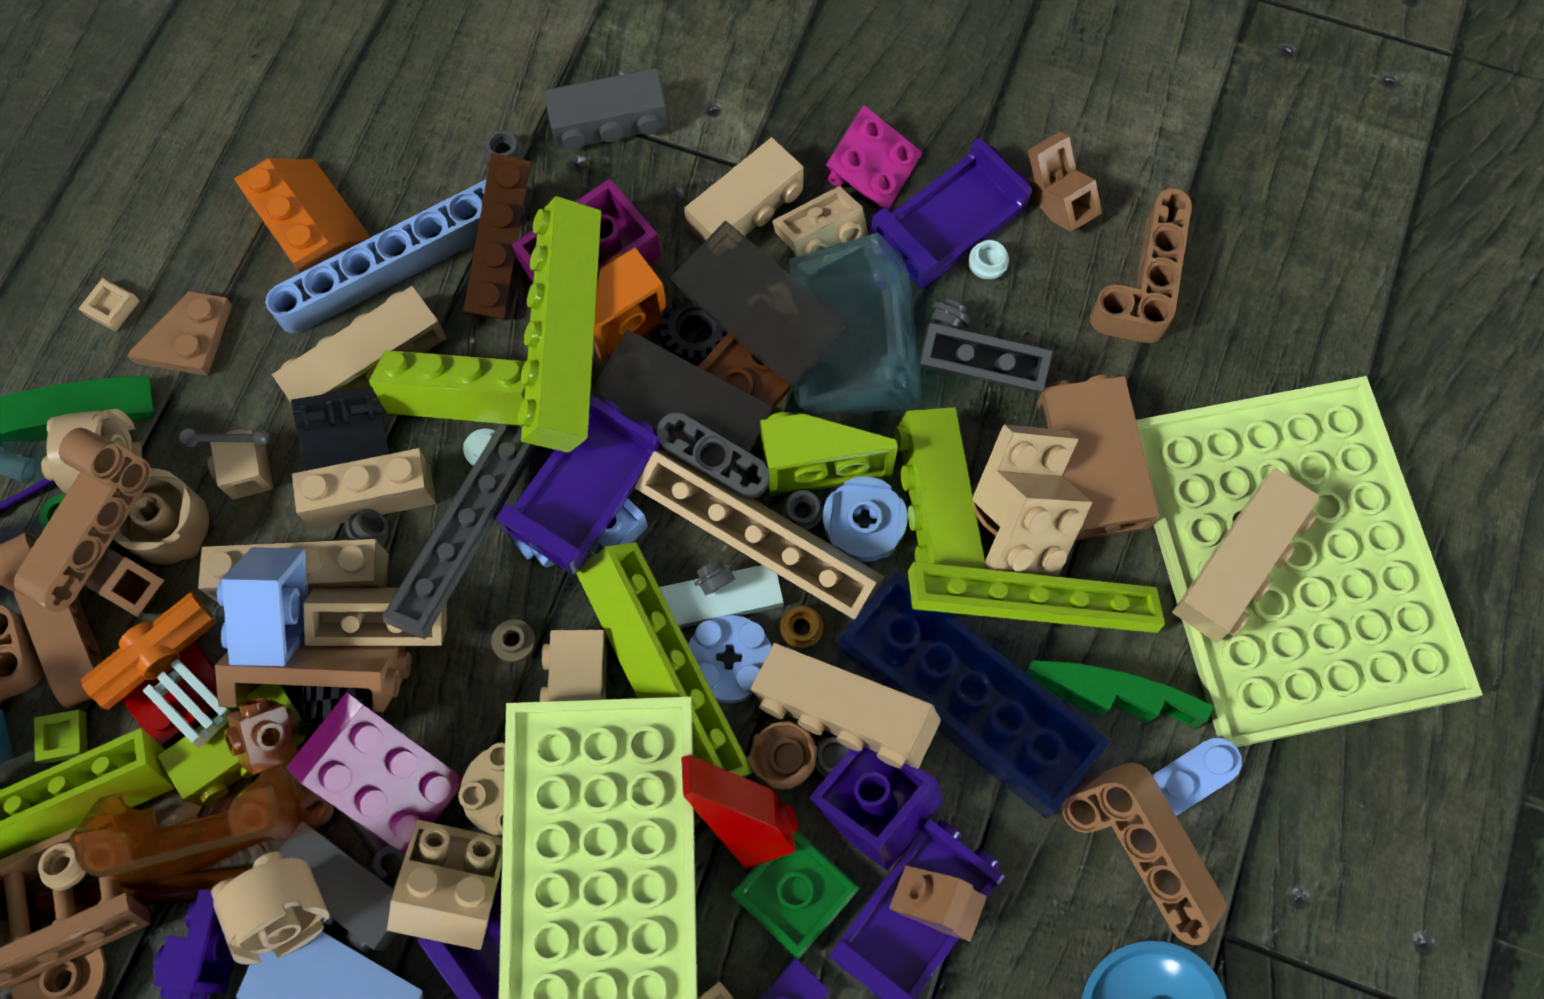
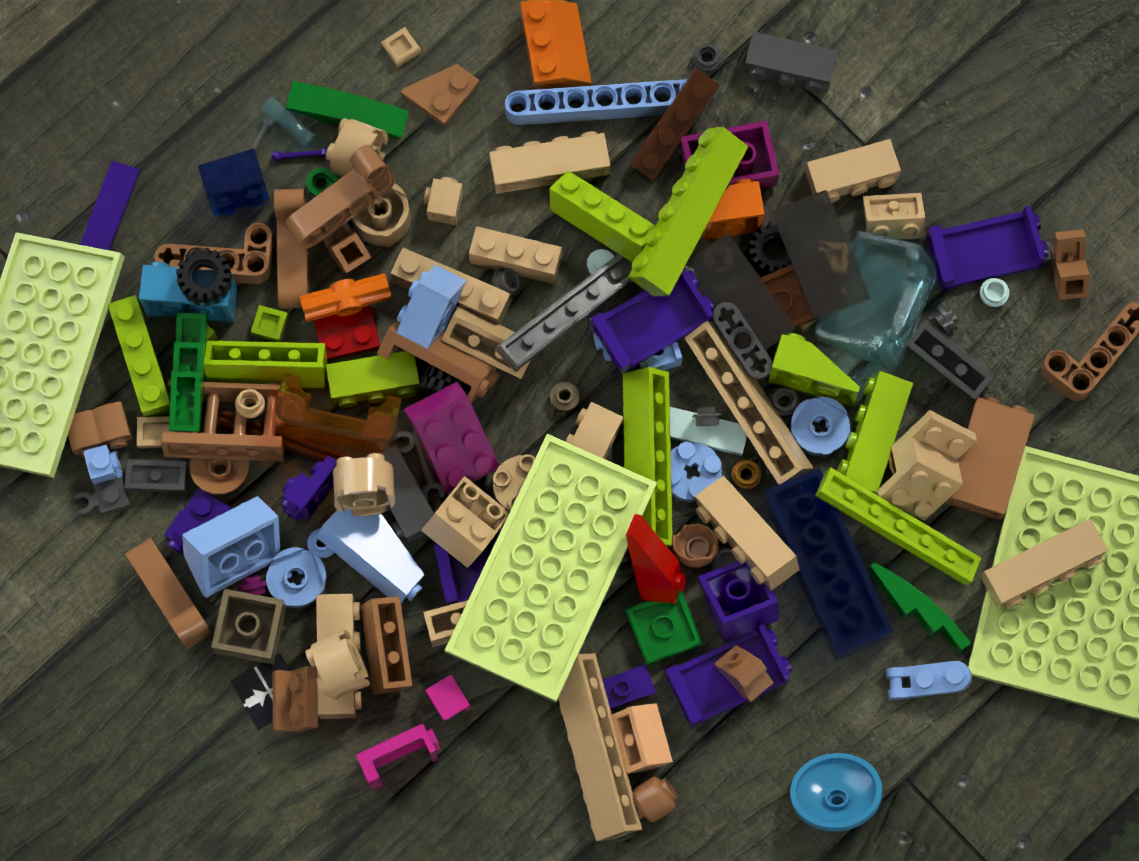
camera: 25 degrees right, 5 degrees up
(169, 682) = (349, 322): light aqua tile -> none
(191, 438) = (421, 171): dark grey hinge -> none
(261, 734) = (396, 382): dark orange brick -> none
(339, 427) = (517, 208): black hinge -> none
(873, 159) = (954, 184): dark pink hinge -> none
(1156, 844) = (889, 704): medium nougat beam -> none

